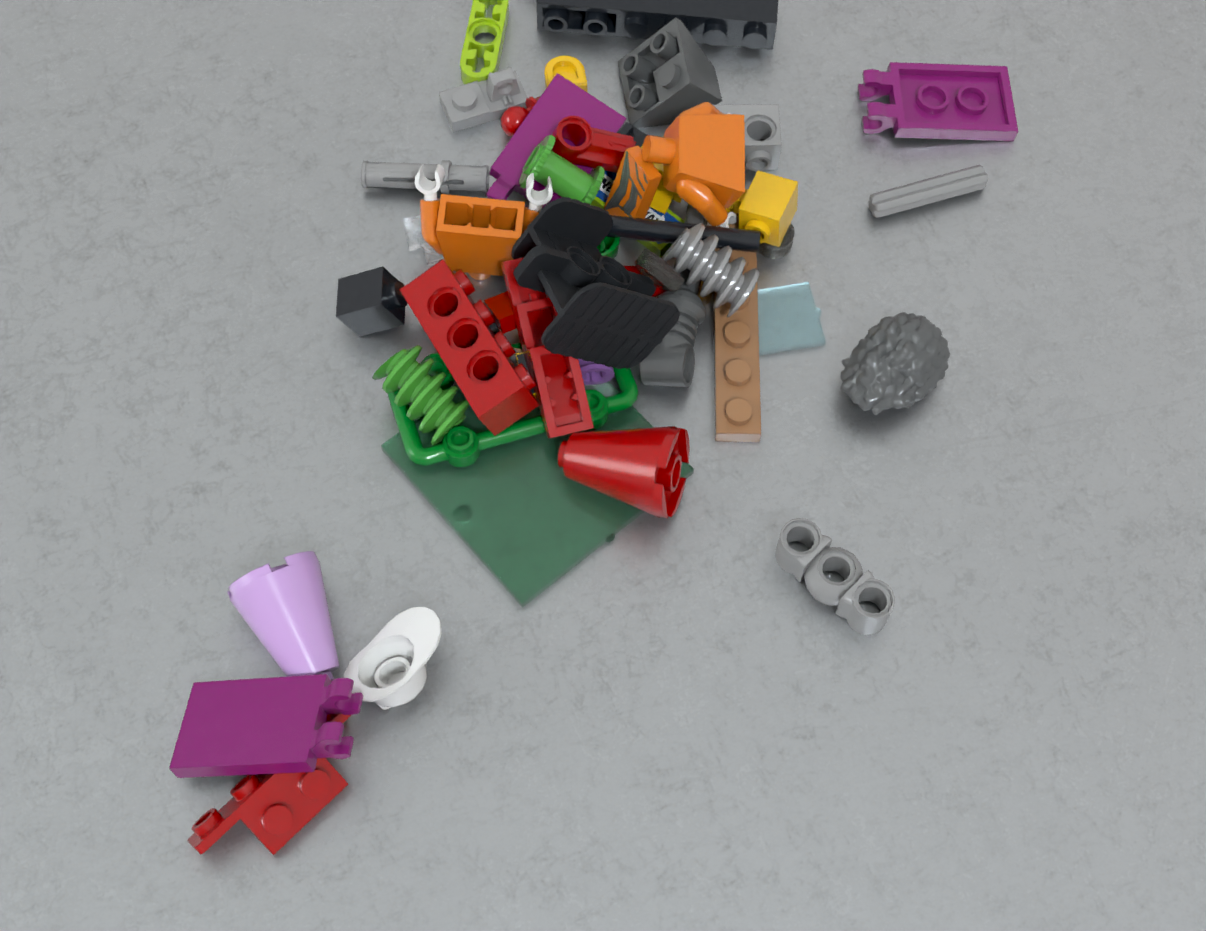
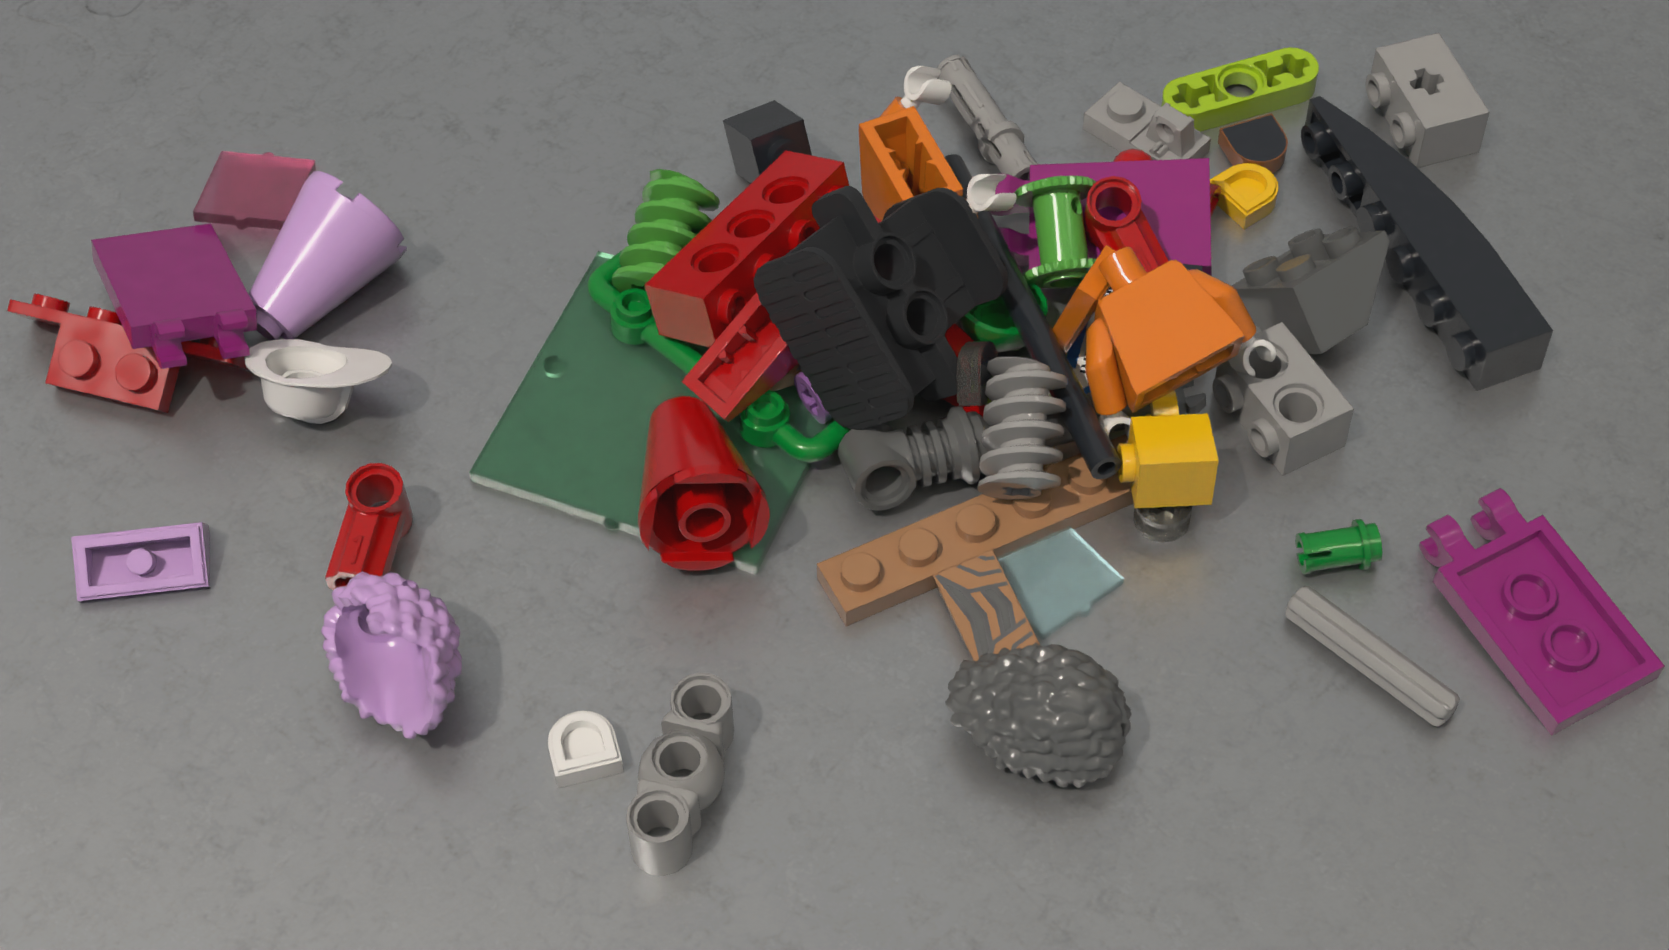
camera: 65 degrees right, 10 degrees down
(179, 641) = (252, 190): none -> clear pink piece
(473, 845) = (141, 561): none -> lavender slope
(532, 52) = (1255, 142): none -> black tile
(550, 686) = (370, 533): none -> red piece
(668, 703) = (393, 651): none -> lavender piece
(776, 627) = (583, 748): none -> white tile
(803, 361) = (984, 606): none -> tile
(854, 159) = (1339, 547): none -> green pin

